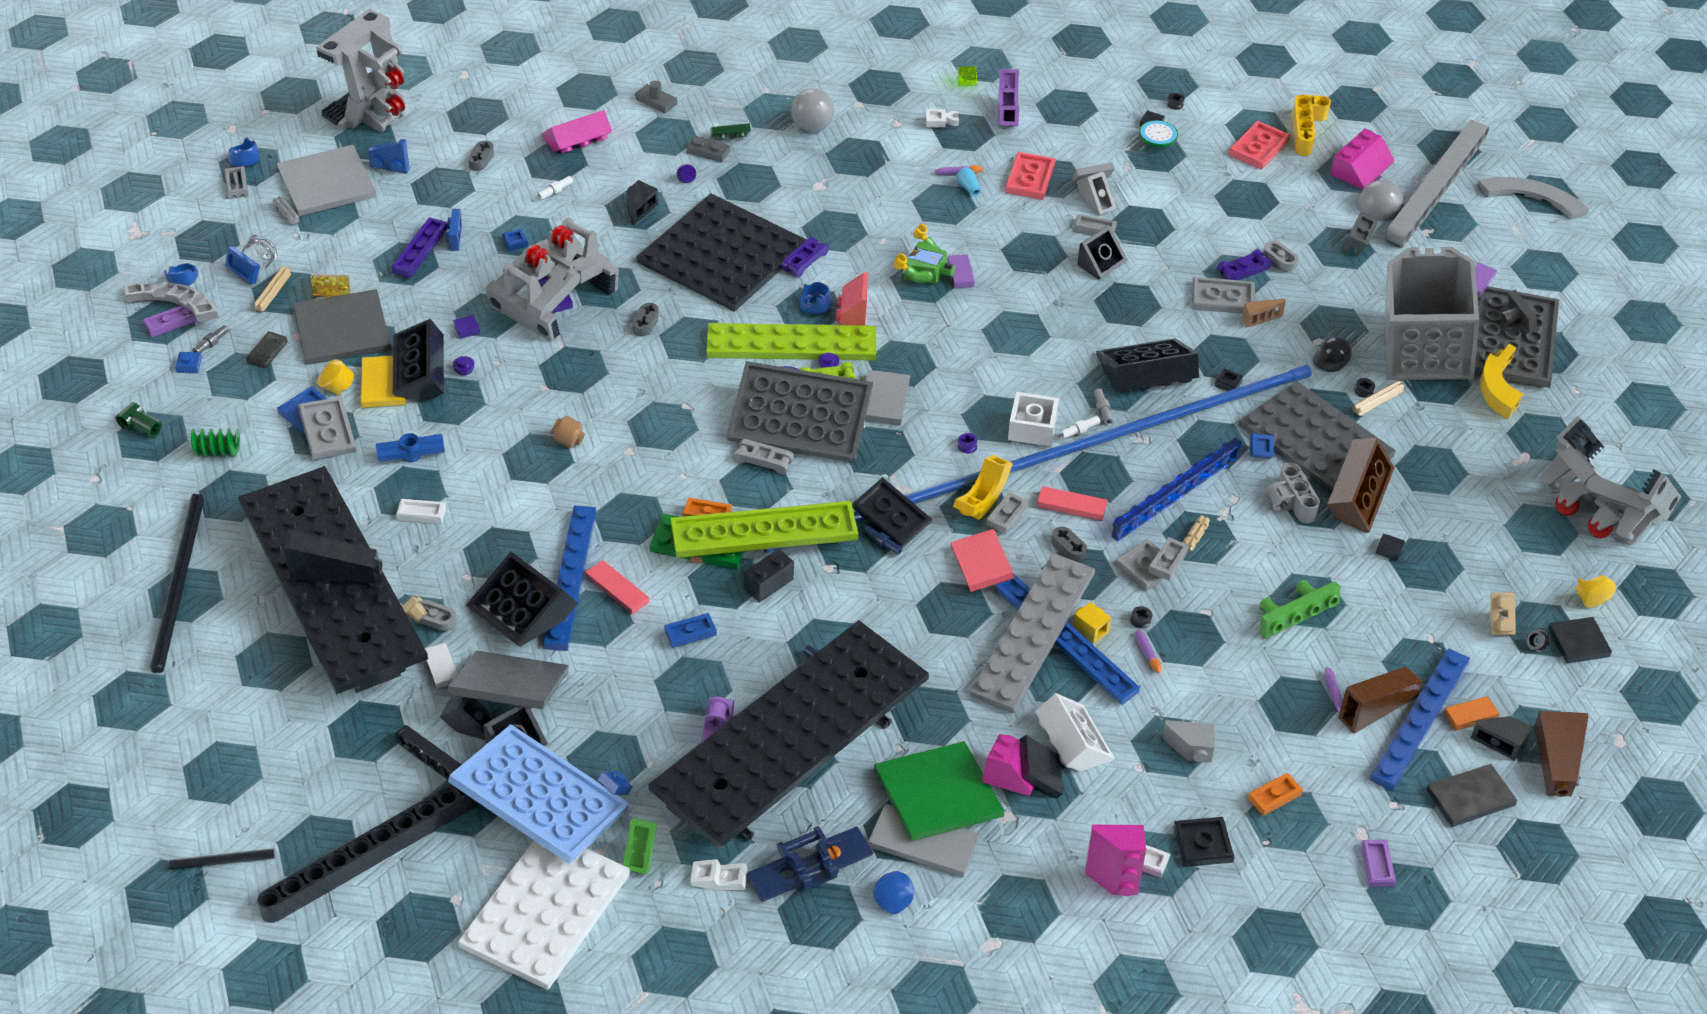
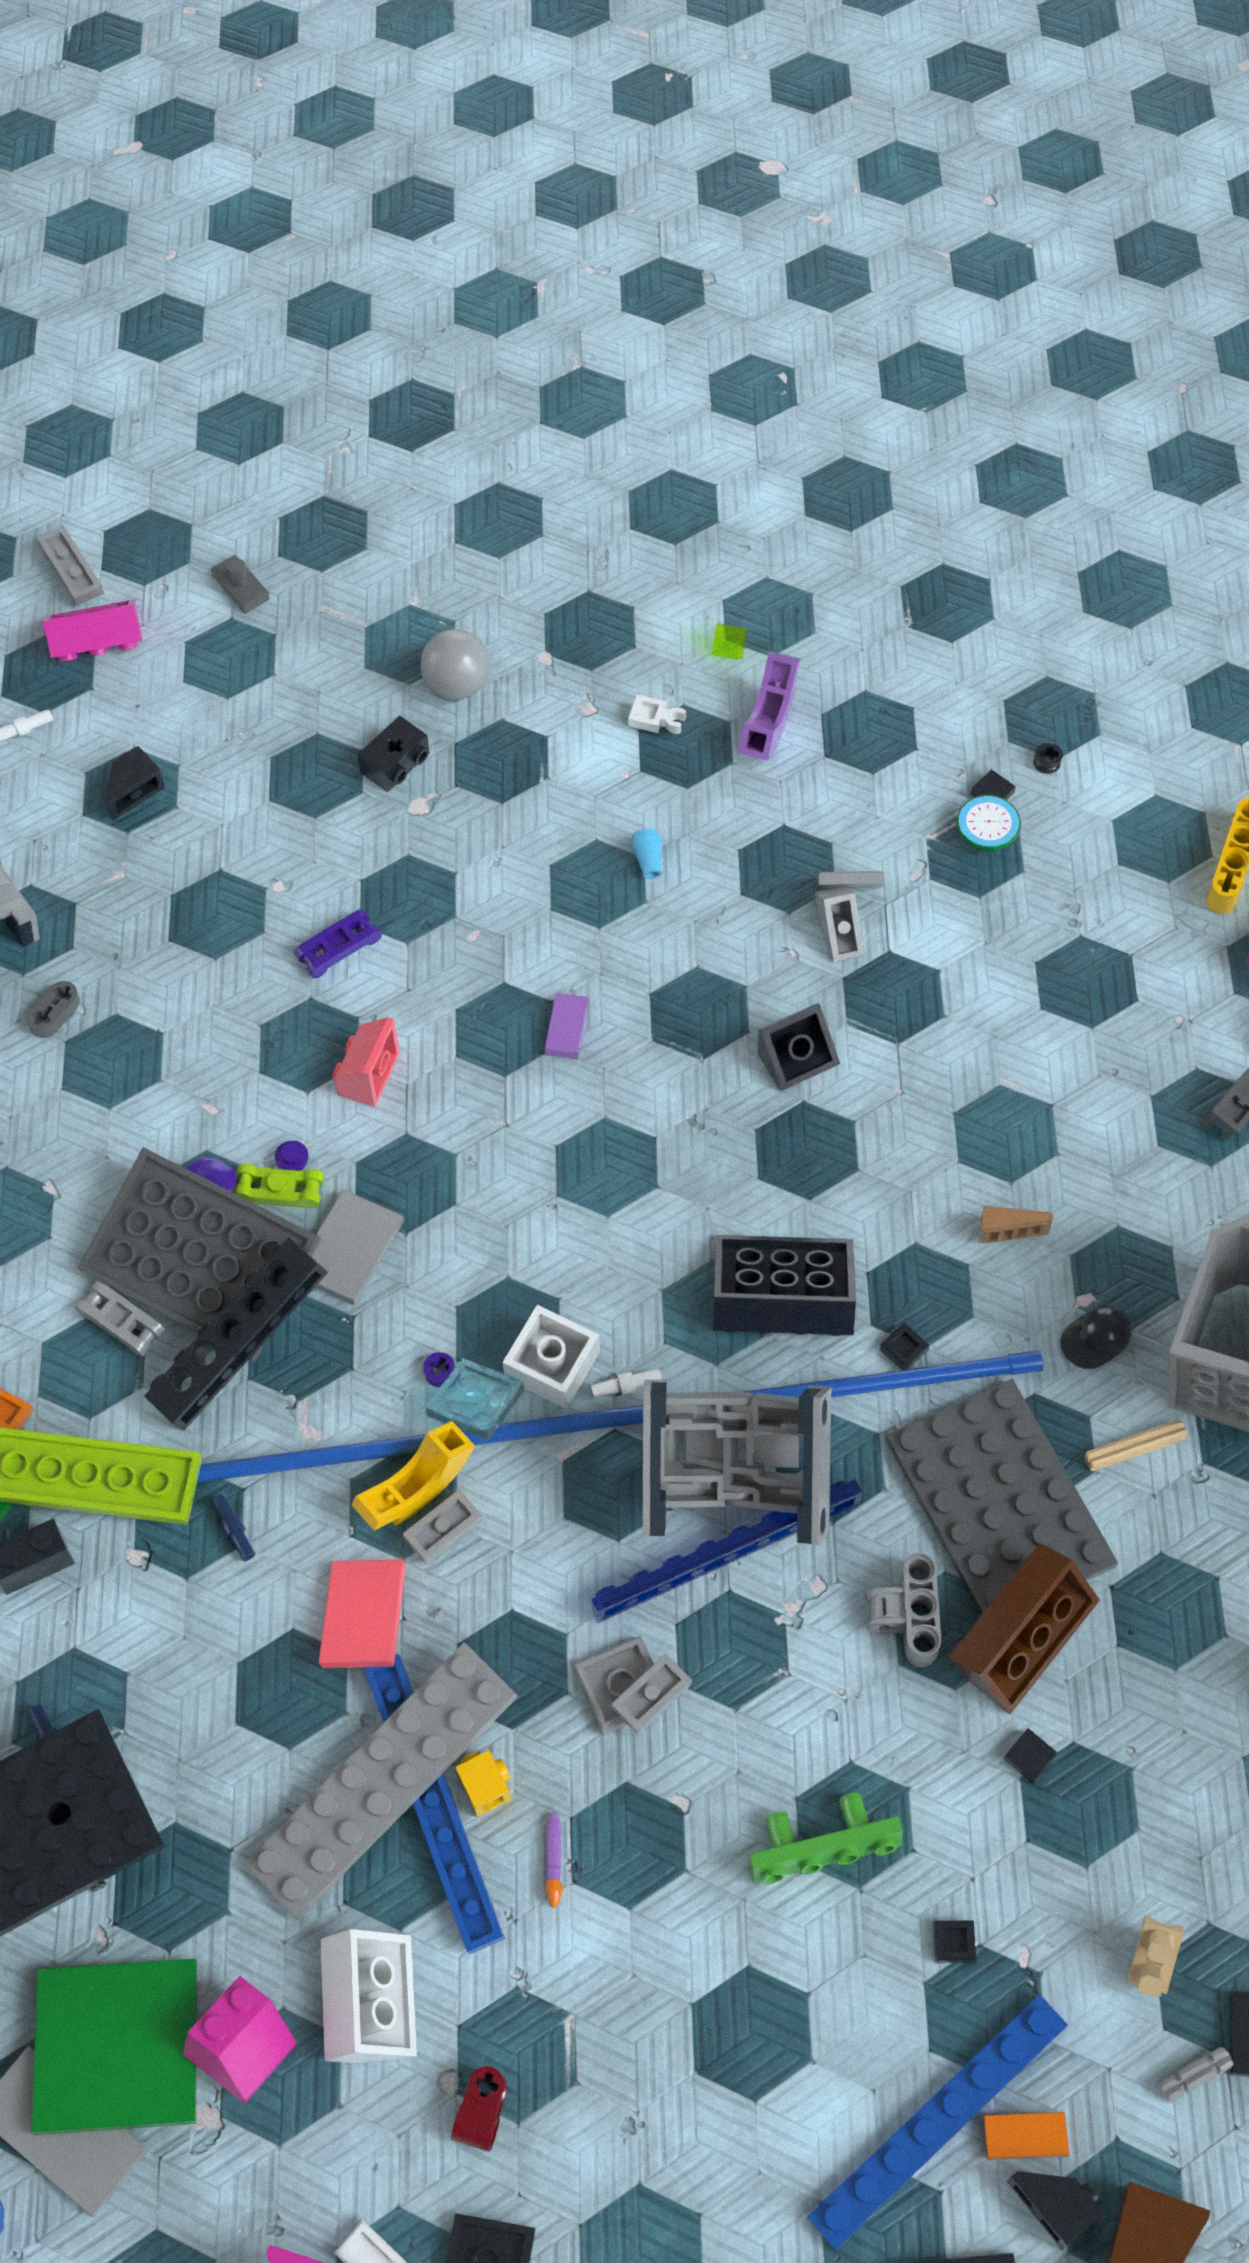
camera: 20 degrees right, 15 degrees up
(546, 105) = (70, 565): none -> light grey plate
(686, 173) = (223, 741): dark purple plate -> none
(708, 149) = (278, 698): dark grey plate -> none
(721, 251) = (218, 903): black plate -> none
(722, 131) = (310, 672): dark green plate -> none
(790, 341) = (253, 1103): lime plate -> none
(794, 161) = (393, 754): none -> black brick
(815, 298) = (318, 1033): blue hair -> none
(823, 487) = (232, 1354): none -> black brick
(891, 512) = (262, 1483): black tile -> none
(926, 260) = (511, 1002): torso -> none
(954, 170) = (666, 827): medium lavender piece -> none
(1000, 444) = (475, 1398): none -> clear light blue plate
(1030, 175) = (753, 859): coral tile -> none
(1041, 766) = (283, 2053): black tile -> none
(1069, 544) = (523, 1610): dark grey beam -> none
(1072, 503) = (554, 1531): coral tile -> none
(1091, 225) = (815, 984): light grey tile -> none
(1103, 406) = (680, 1351): light grey bar -> none
(1143, 611) = (559, 1787): black bush -> none
(1146, 447) = (712, 1435): none -> light grey container
(1166, 768) = (479, 2115): none -> dark red piece
(1190, 739) = (547, 2065): light grey slope -> none
(1196, 532) = (724, 1644): tan axle -> none
(1221, 294) = (965, 1170): light grey tile -> none
(1244, 266) = (1022, 1121): dark purple plate -> none
(1259, 145) = (1150, 877): coral tile -> none
(1261, 446) = (899, 1499): blue plate -> none
(1275, 794) = (635, 2209): orange plate -> none
(1281, 255) = (1092, 1117): light grey plate -> none
(1333, 688) = (822, 1996): medium lavender piece -> none
(1364, 387) = (1112, 1423): black bush -> none
(1378, 697) = (881, 2068): reddish brown slope -> none
(1390, 638) = (954, 1941): none -> black tile
(1532, 640) = (1189, 2025): black plate -> none
(1548, 665) = (1195, 2074): none -> light grey axle

